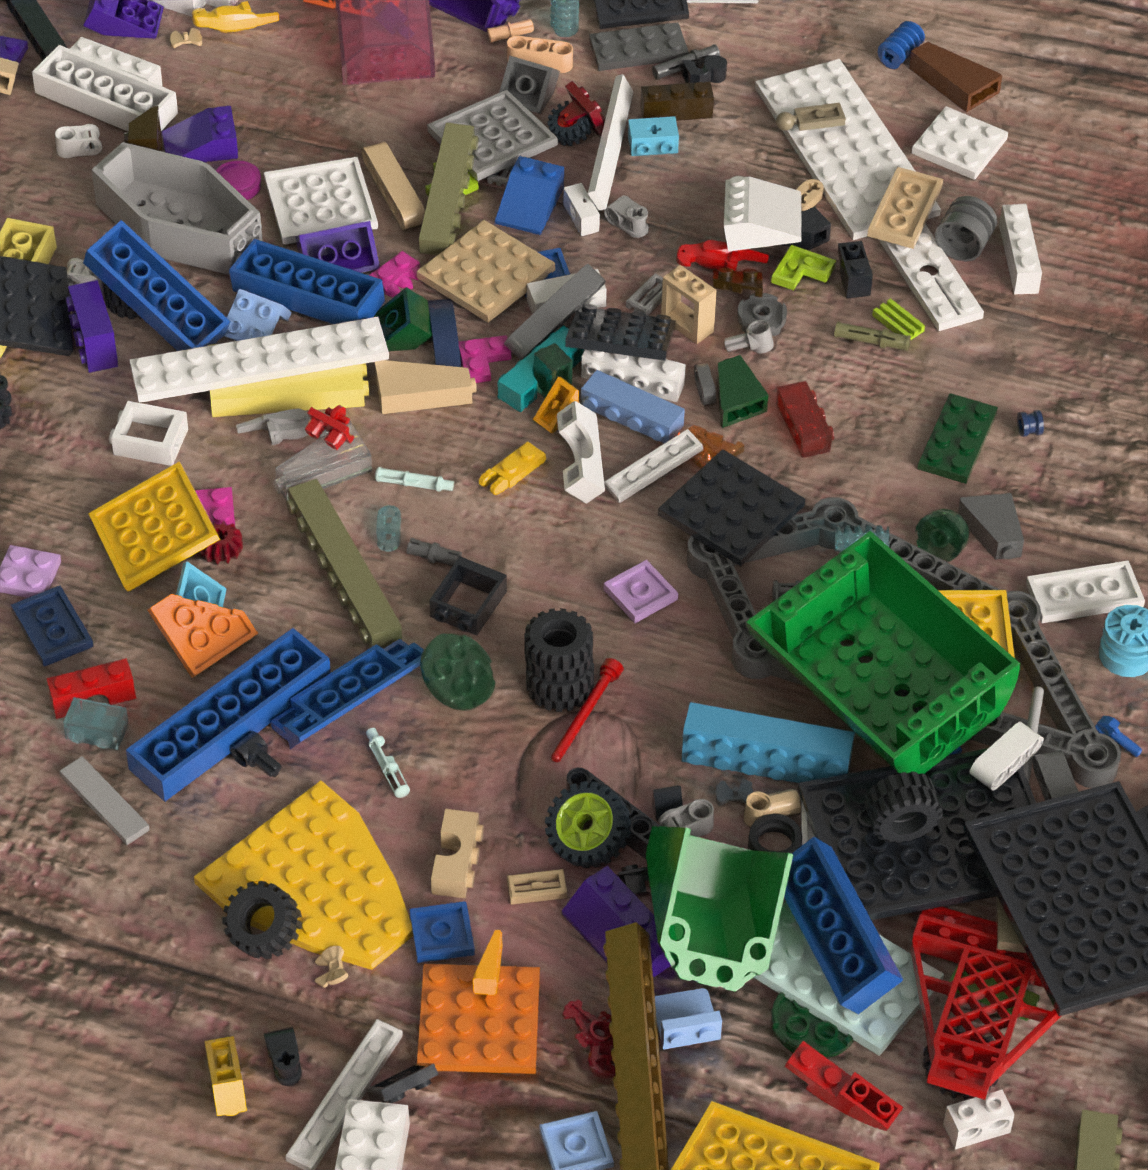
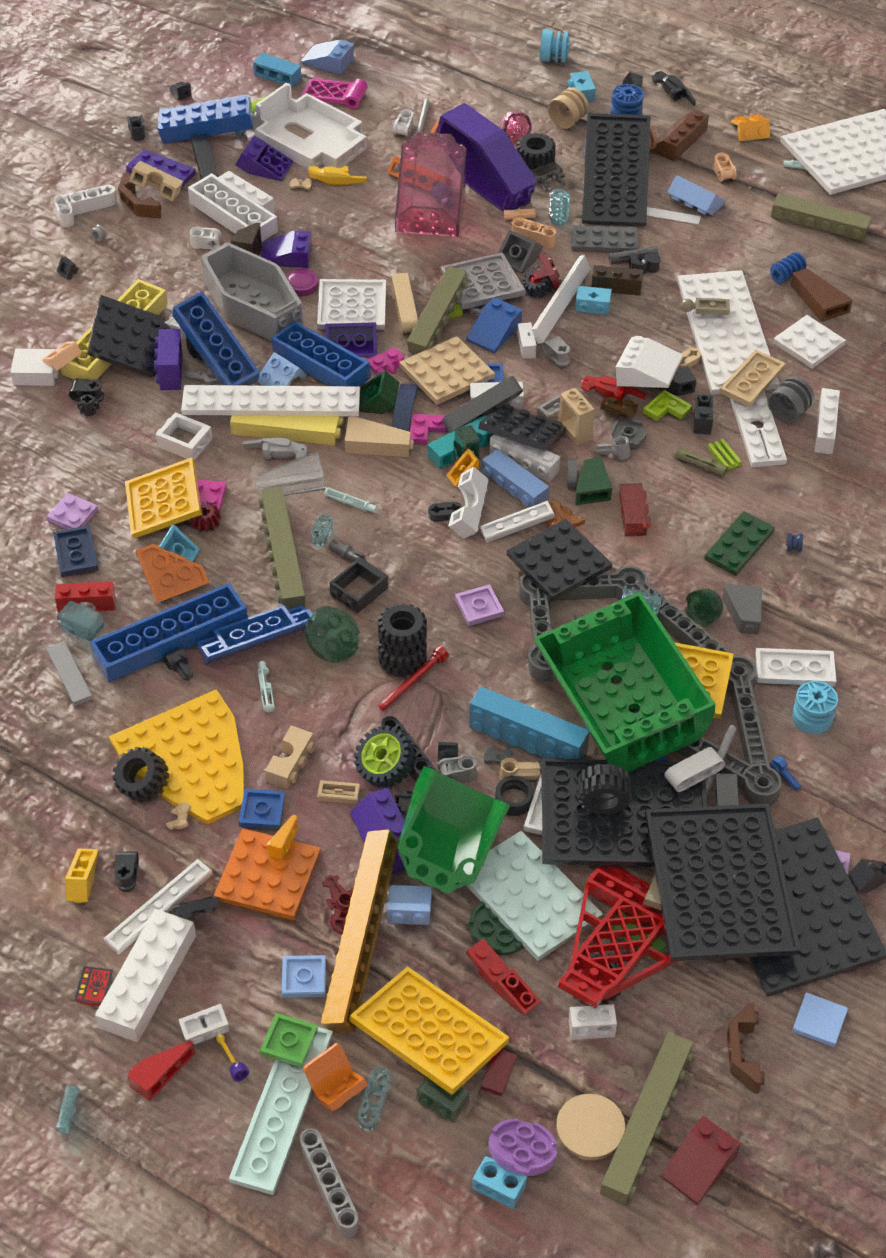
camera: 15 degrees right, 0 degrees up
(153, 342) = (208, 378): none -> light grey bar
(331, 421) = (303, 451): red hips -> none
(513, 468) = (418, 506): yellow hinge -> none
(548, 470) = (444, 511): none -> black beam
(838, 928) = (531, 863): blue brick -> none

